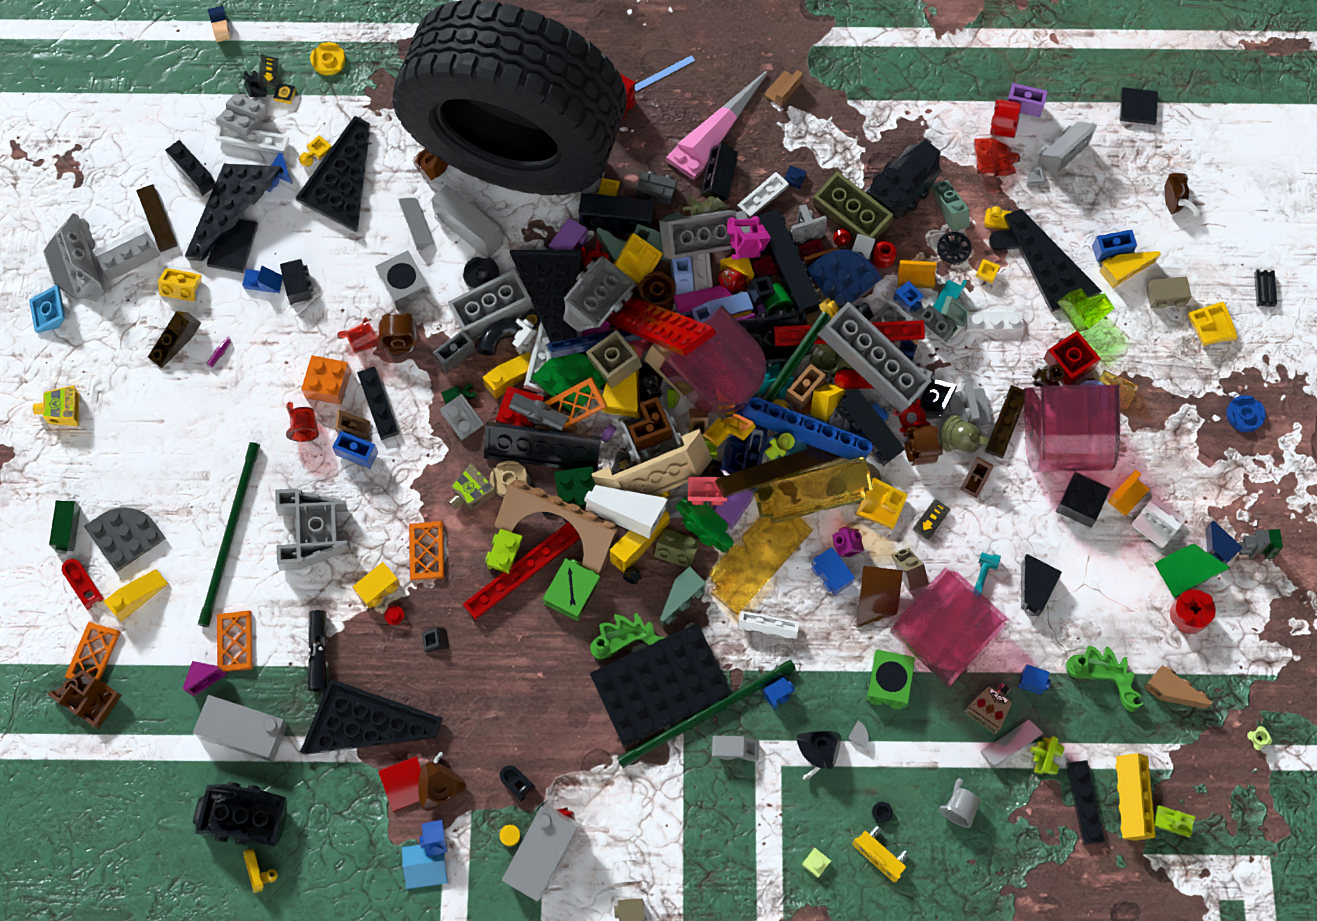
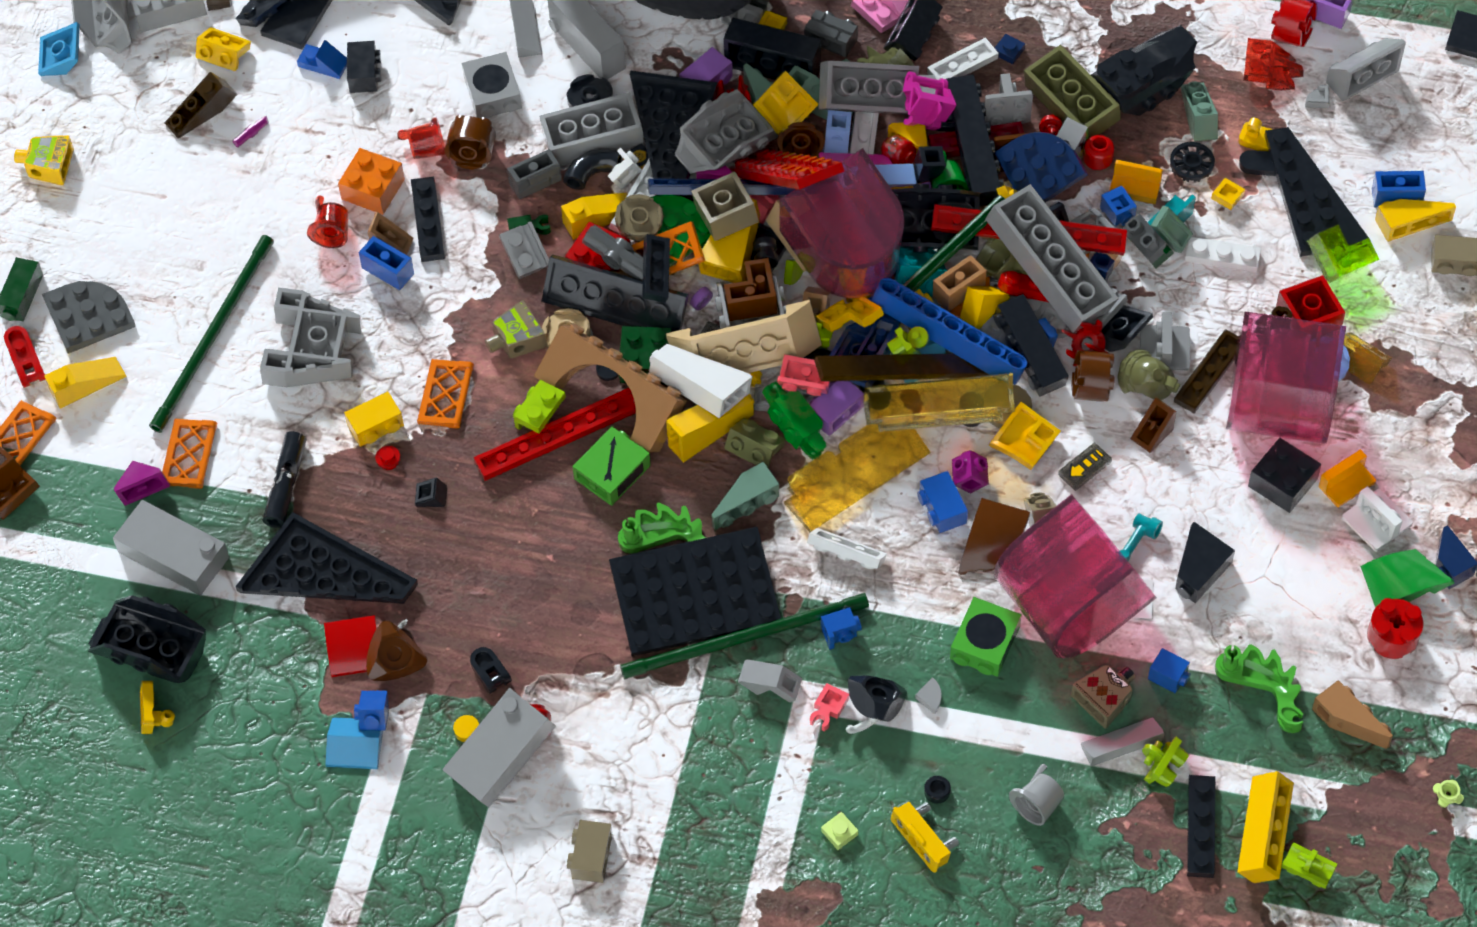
camera: 15 degrees right, 10 degrees down
(547, 378) = (638, 217): none -> dark tan tile
(572, 421) = (656, 268): none -> black plate
(632, 575) = (690, 464): black plate -> none
(785, 758) = (829, 703): none -> coral plate

